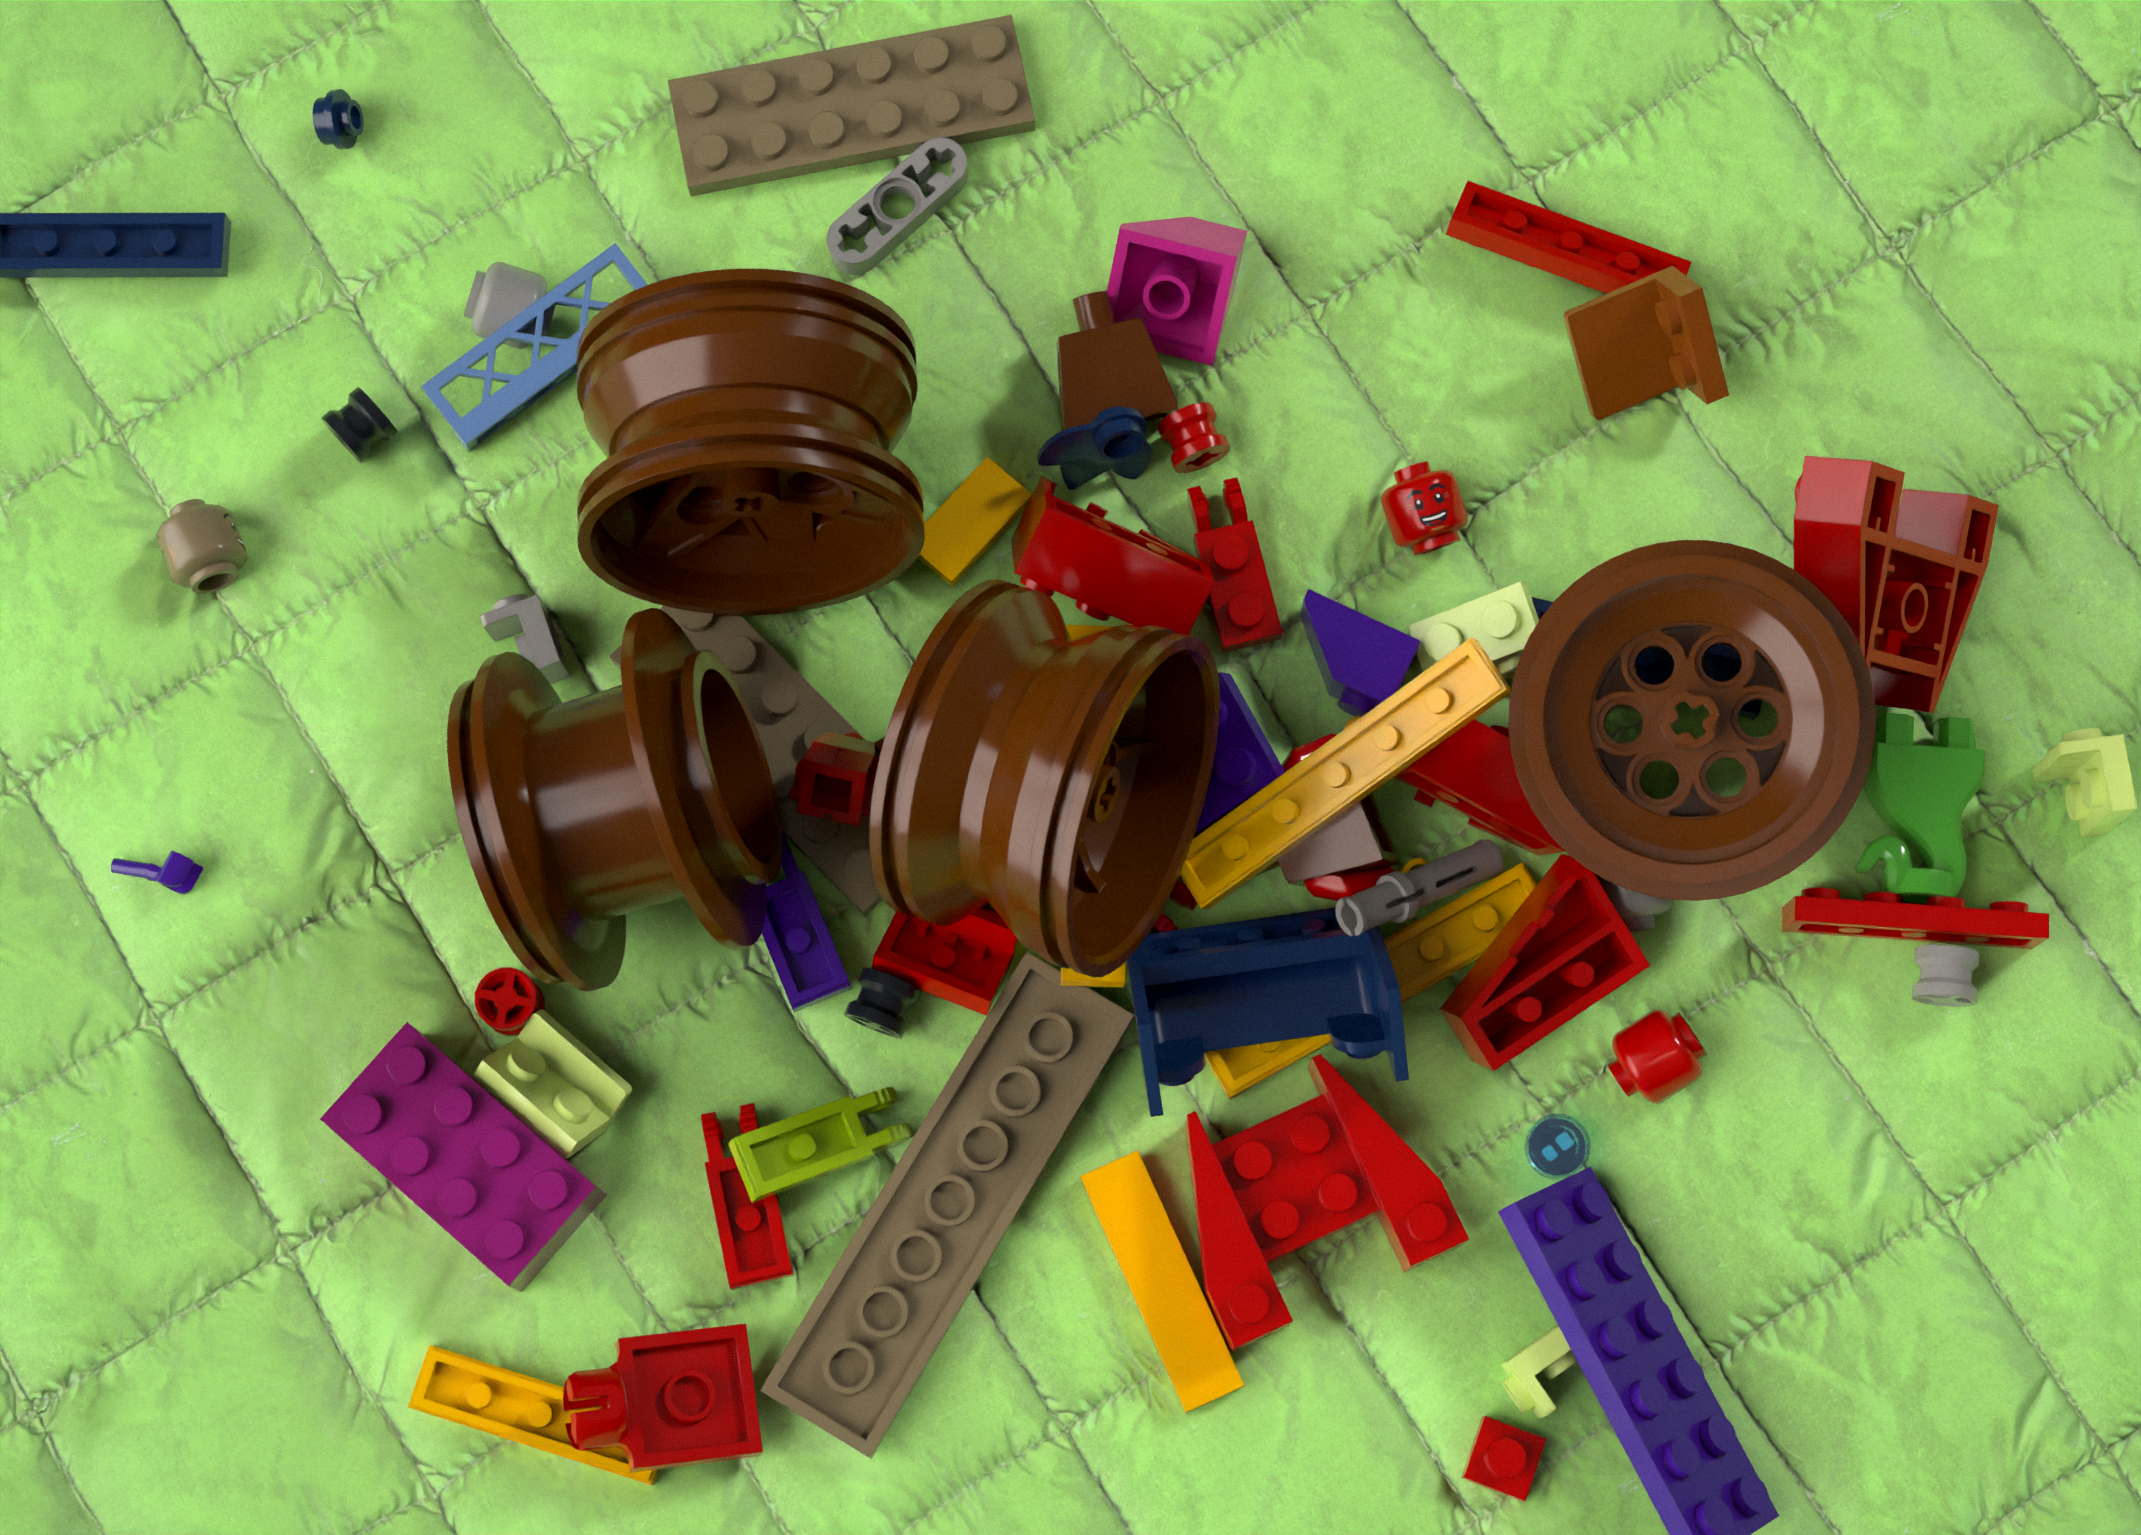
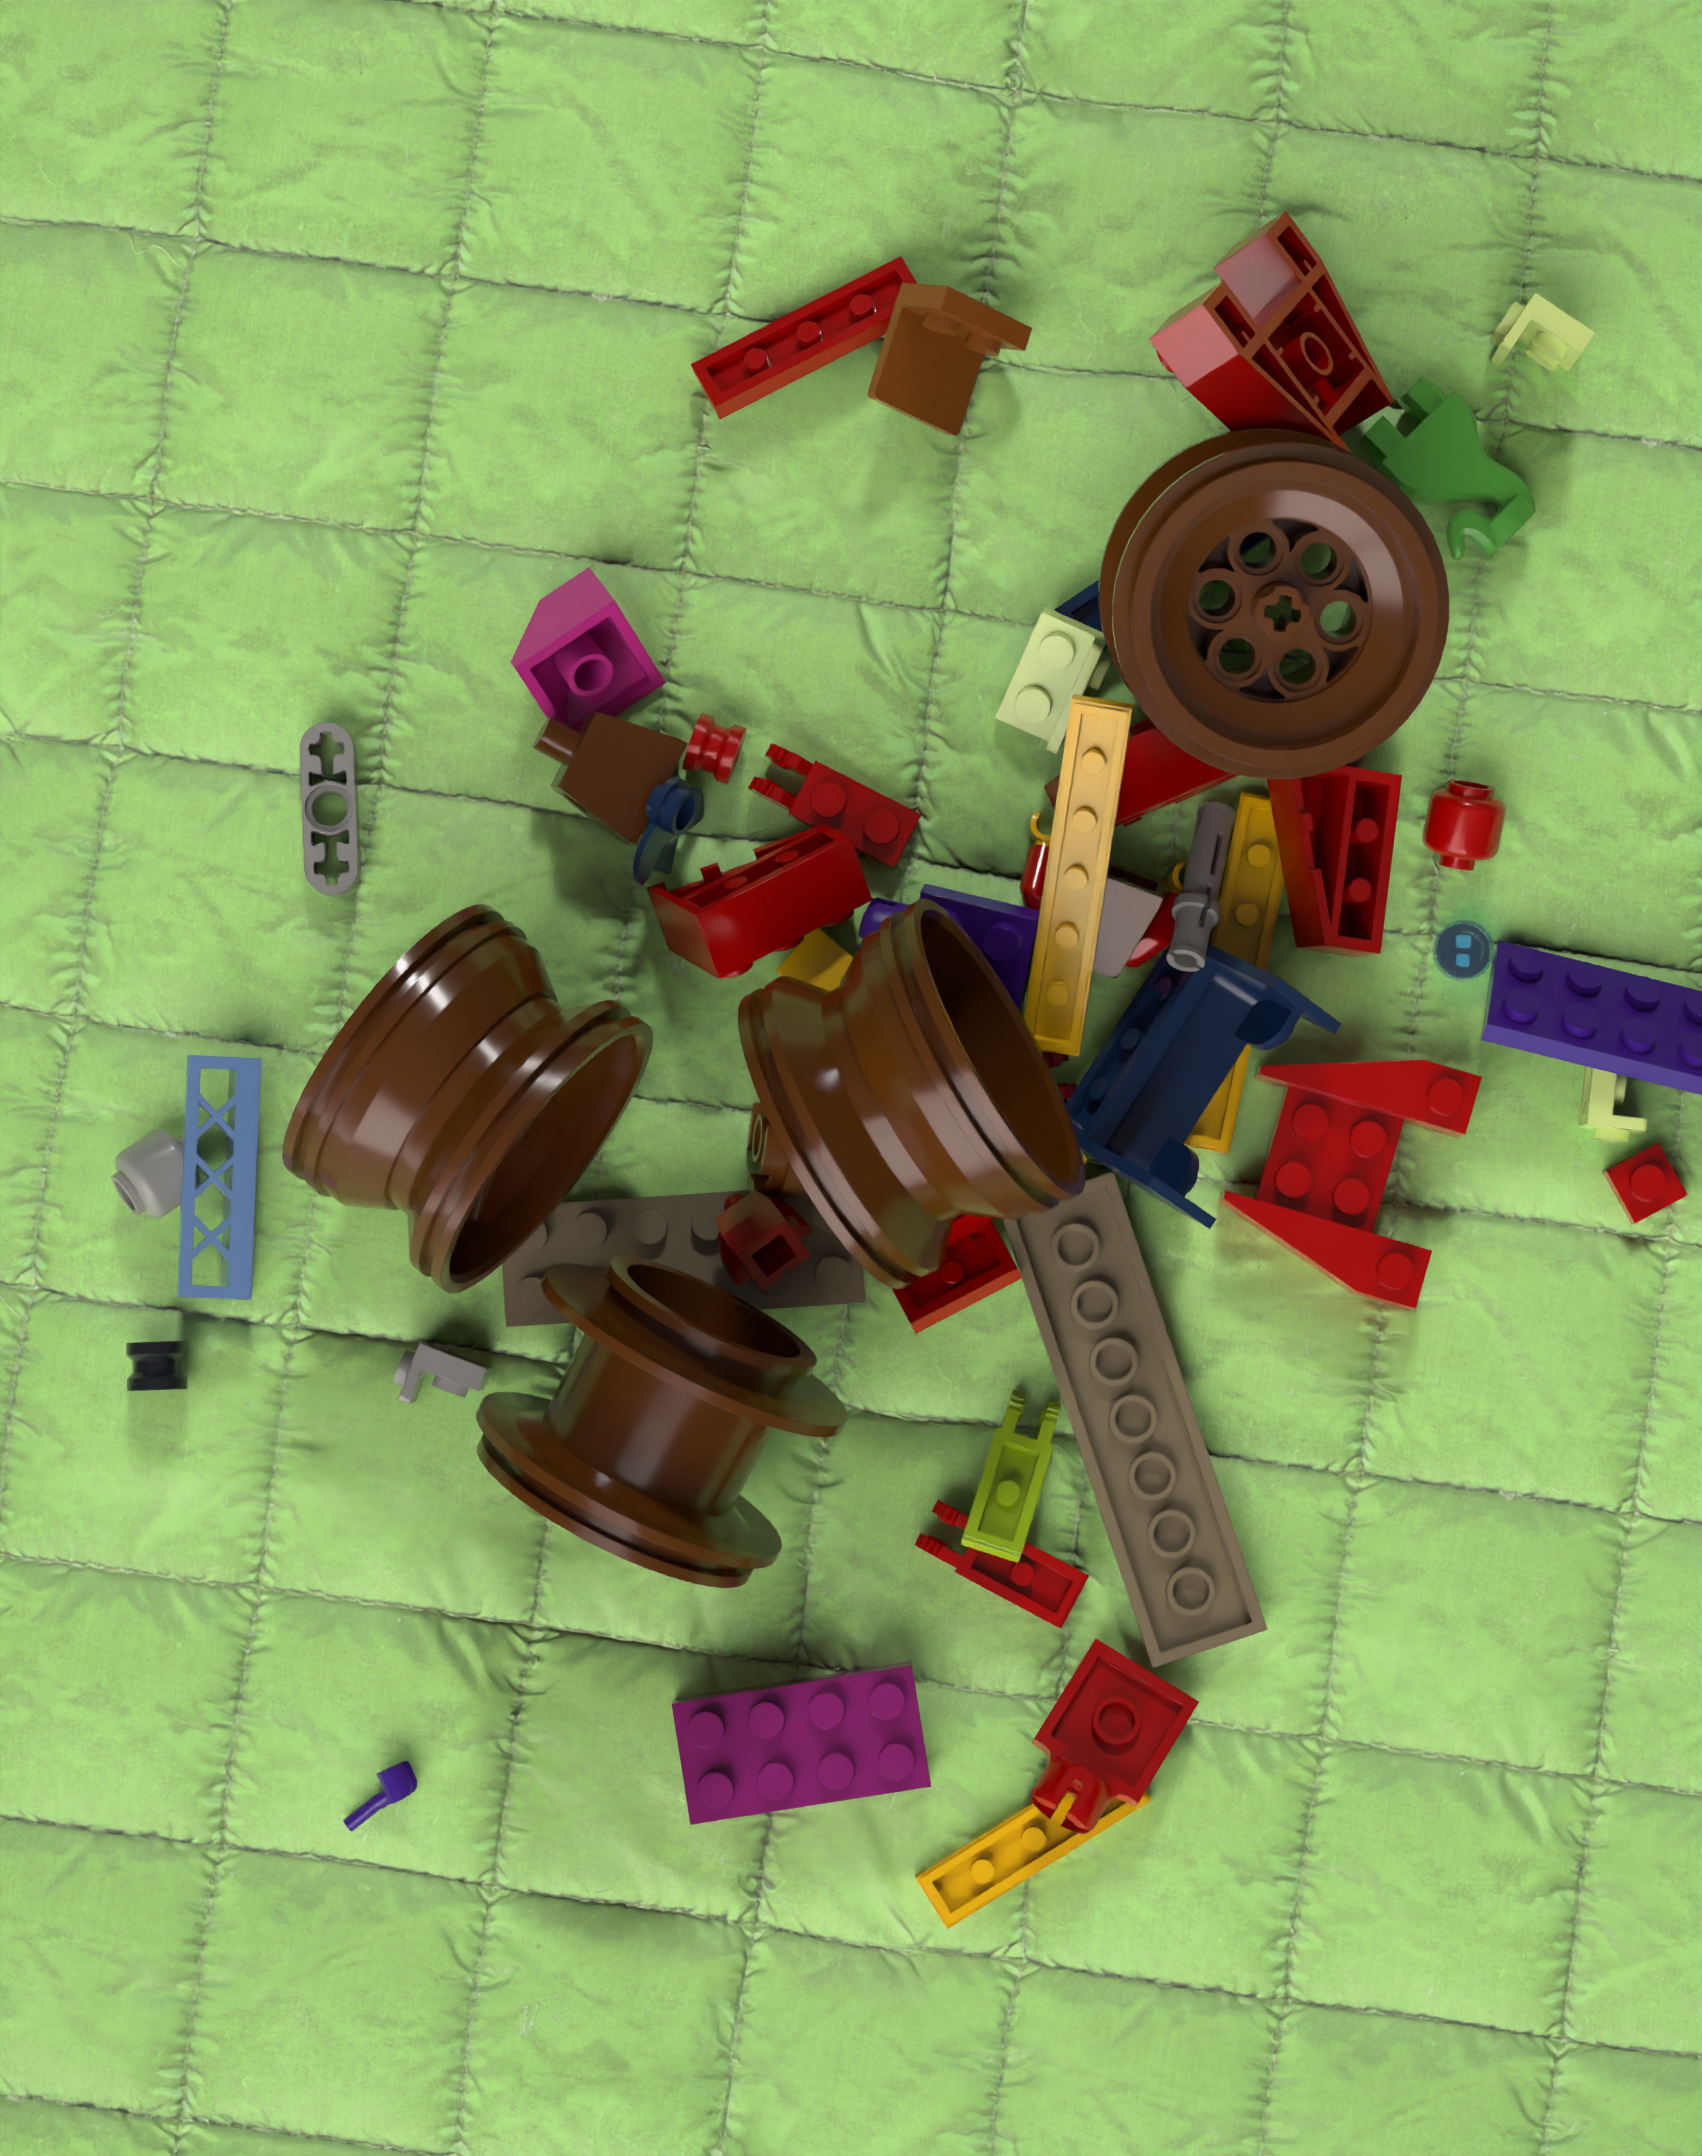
camera: 50 degrees left, 10 degrees up
(201, 546) = (152, 1562): dark tan head -> none
(497, 997) = (703, 1622): red wheel -> none
(554, 1084) = (803, 1634): yellowish green bracket -> none
(801, 940) = (855, 1367): dark purple hinge -> none
(850, 105) = (214, 774): dark tan plate -> none
(882, 1002) = (946, 1345): black wheel -> none
(971, 520) = (632, 963): yellow tile -> none
(1161, 1281) = (1317, 1316): yellow tile -> none
(1356, 654) = (988, 777): dark purple slope -> none
(1424, 508) = (918, 627): red head -> none
(1940, 921) = (1542, 532): red plate -> none
(1945, 975) = (1584, 566): light grey wheel -> none

